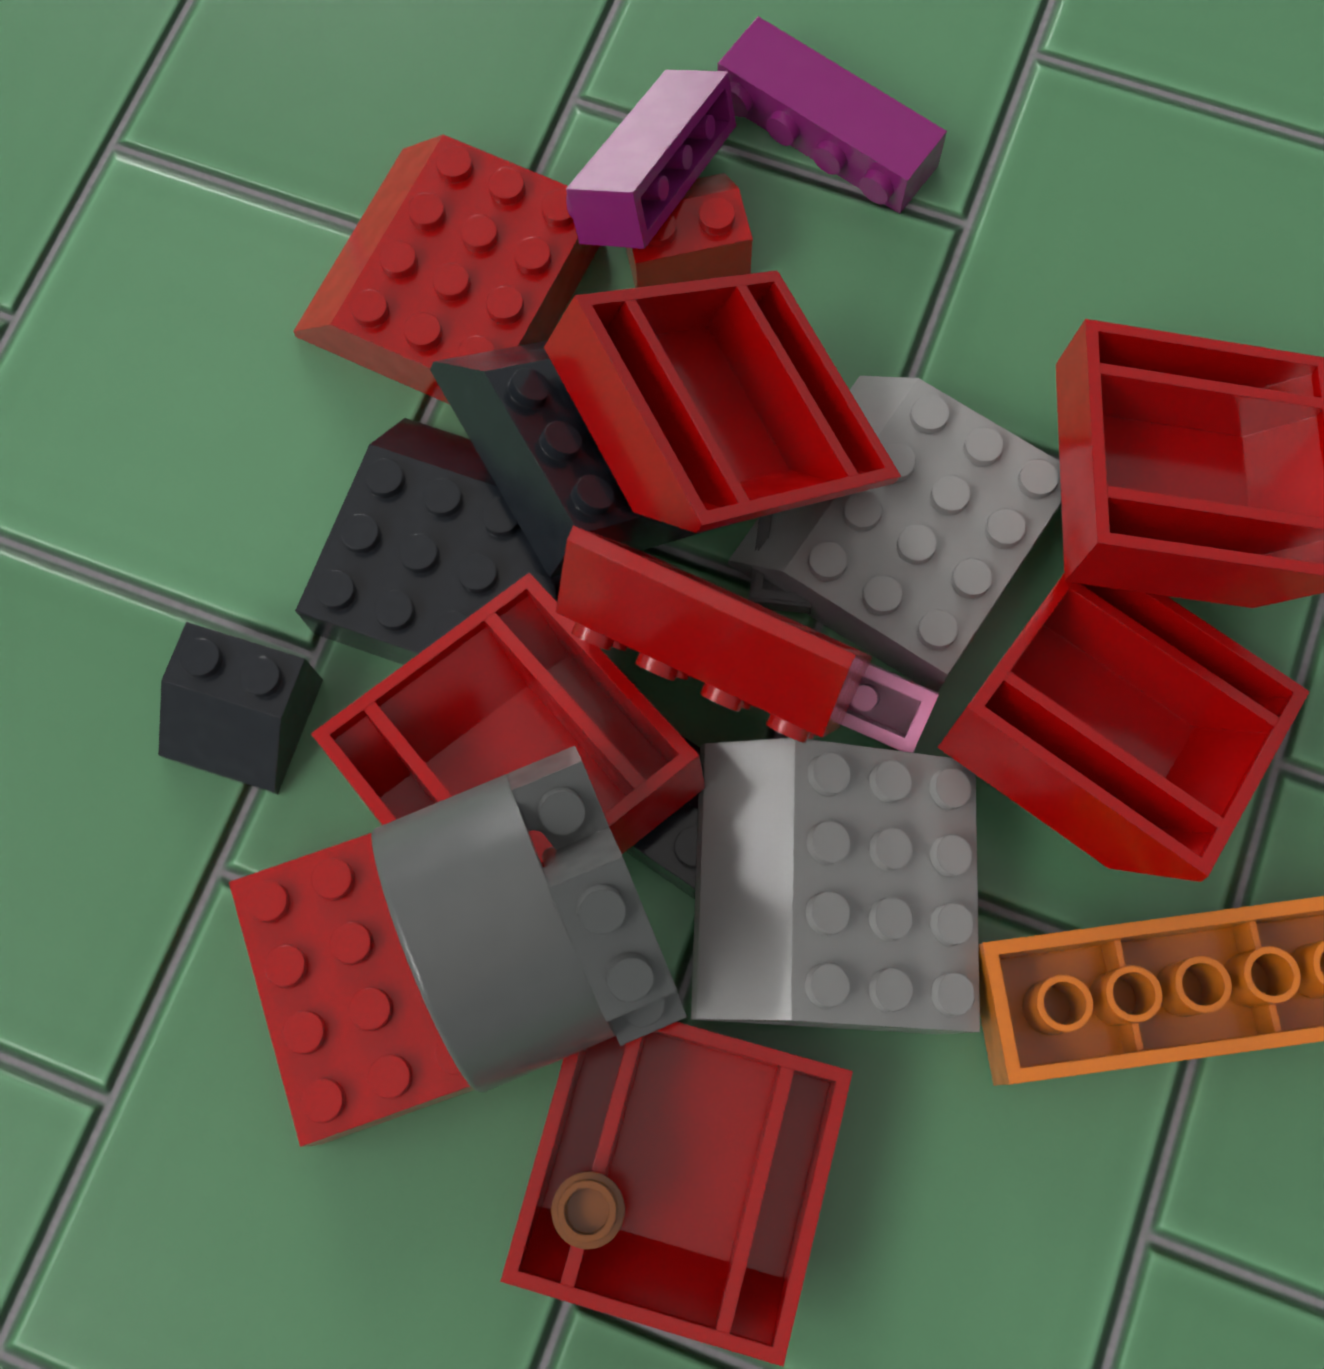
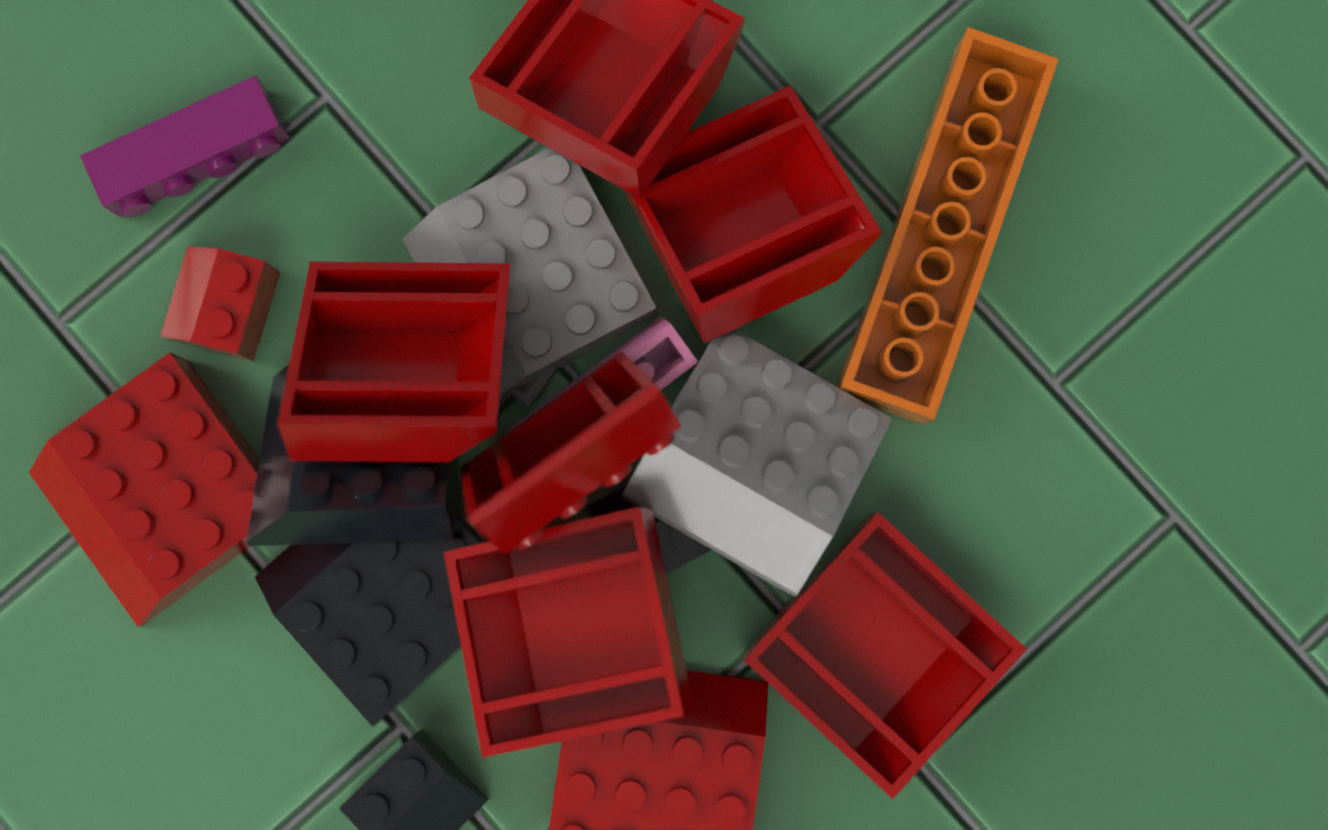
camera: 70 degrees left, 10 degrees up
(515, 953) = (706, 699): dark grey piece -> none
(588, 1210) = (879, 723): dark orange plate -> none
(652, 159) = (160, 297): magenta brick -> none

